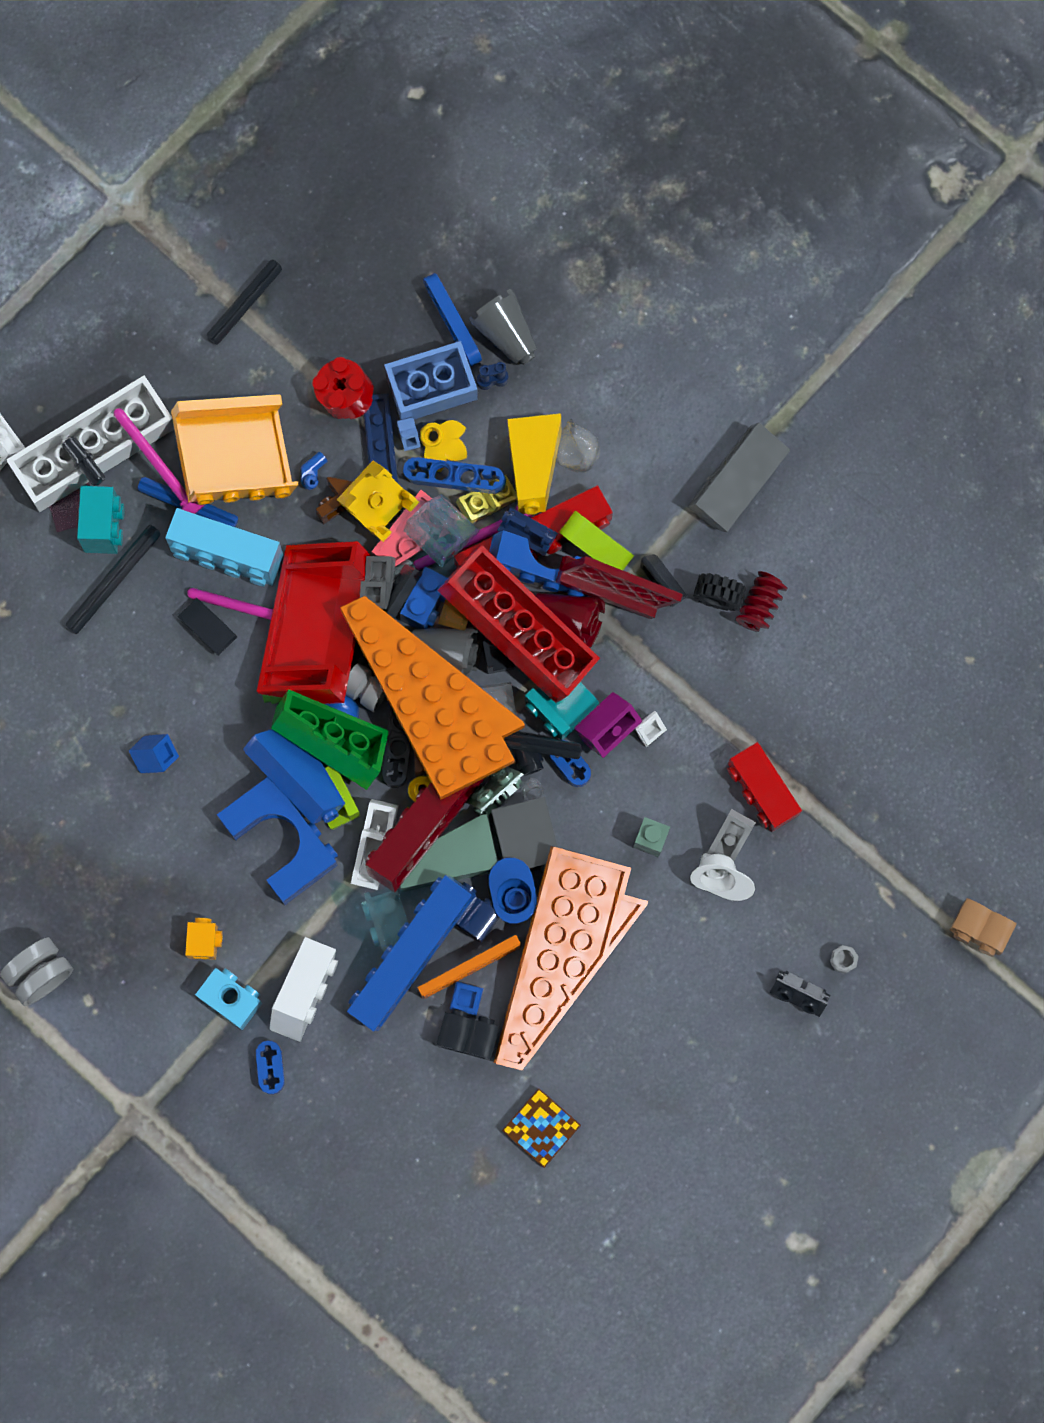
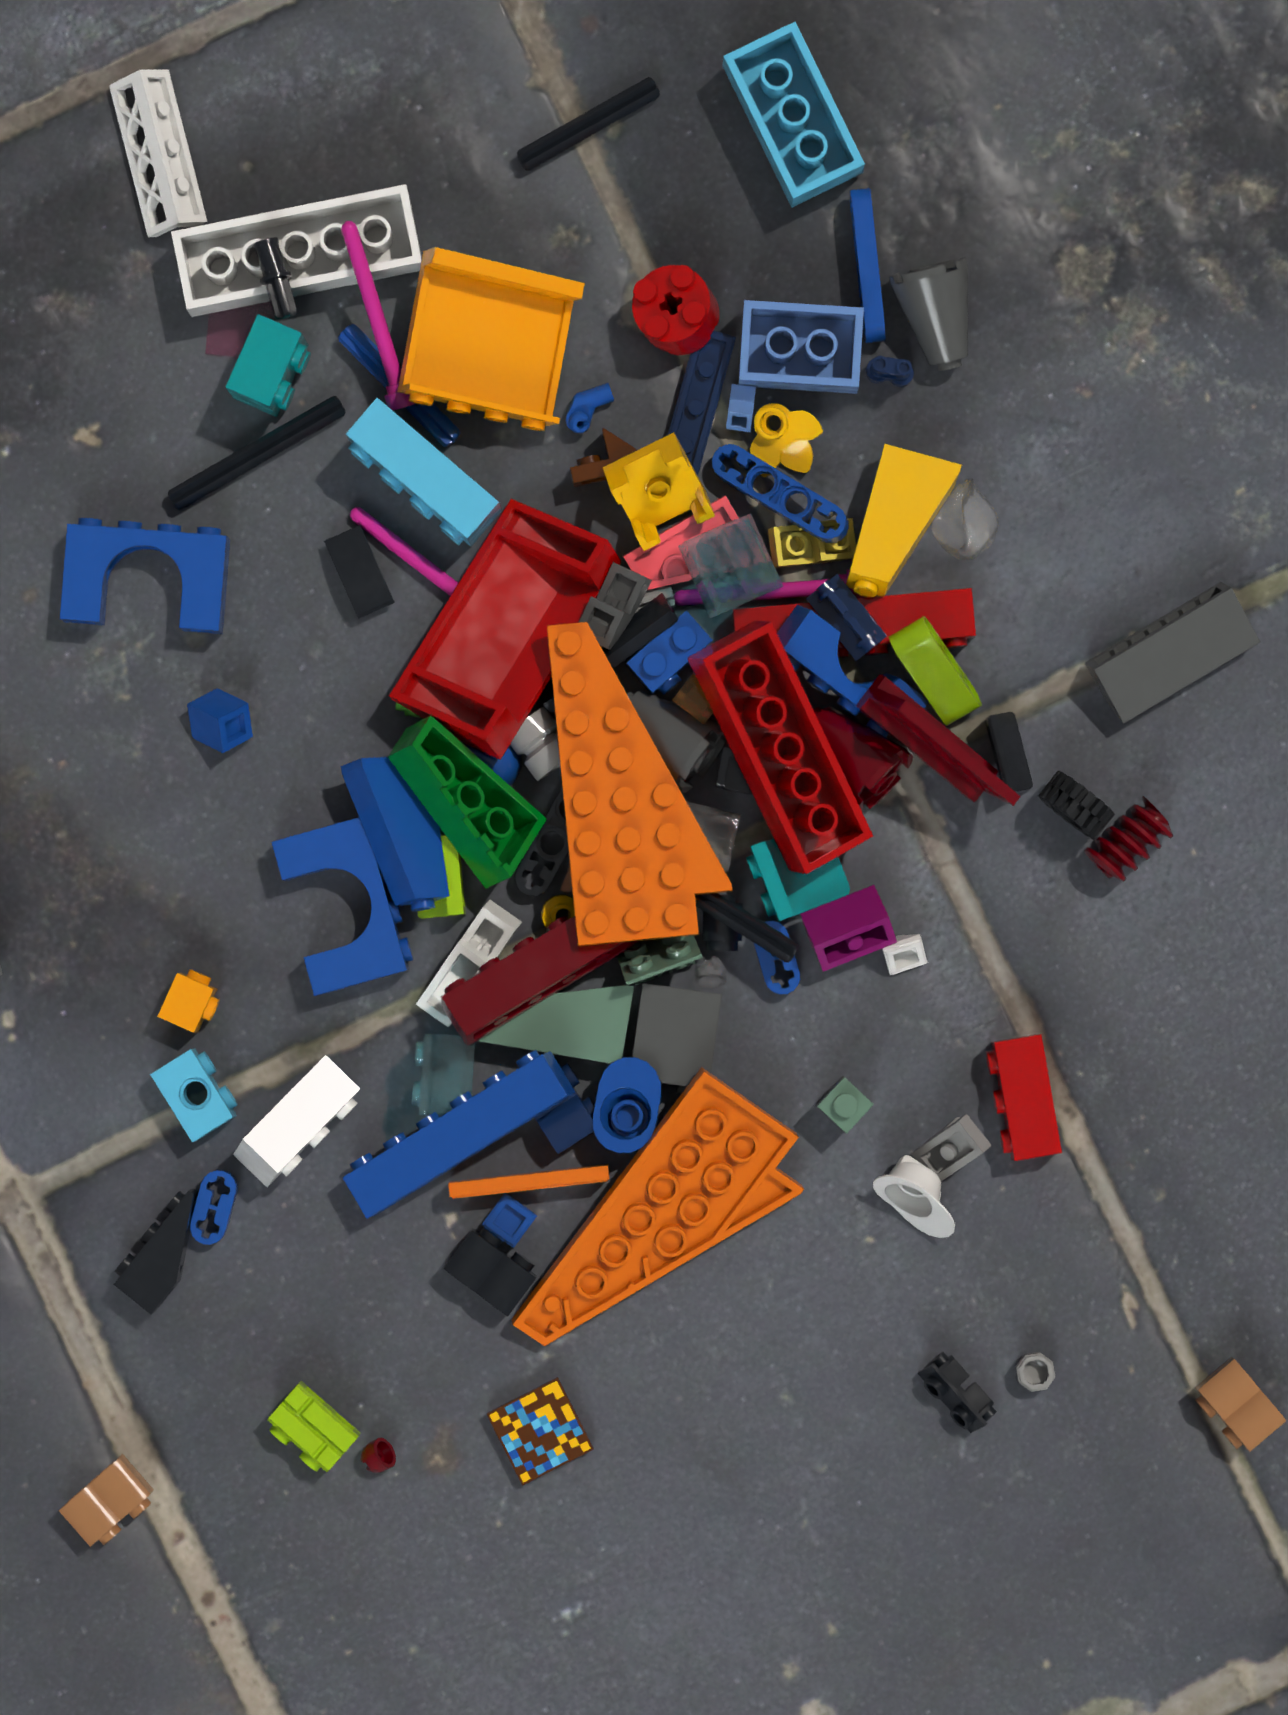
camera: 30 degrees right, 10 degrees up
(34, 675) = (96, 550): none -> blue arch
(248, 1117) = (160, 1263): none -> black slope
(274, 1289) = (106, 1501): none -> medium nougat brick
(369, 246) = (793, 114): none -> medium azure brick
(392, 1185) = (312, 1428): none -> lime brick
(442, 1187) = (378, 1455): none -> dark red hinge

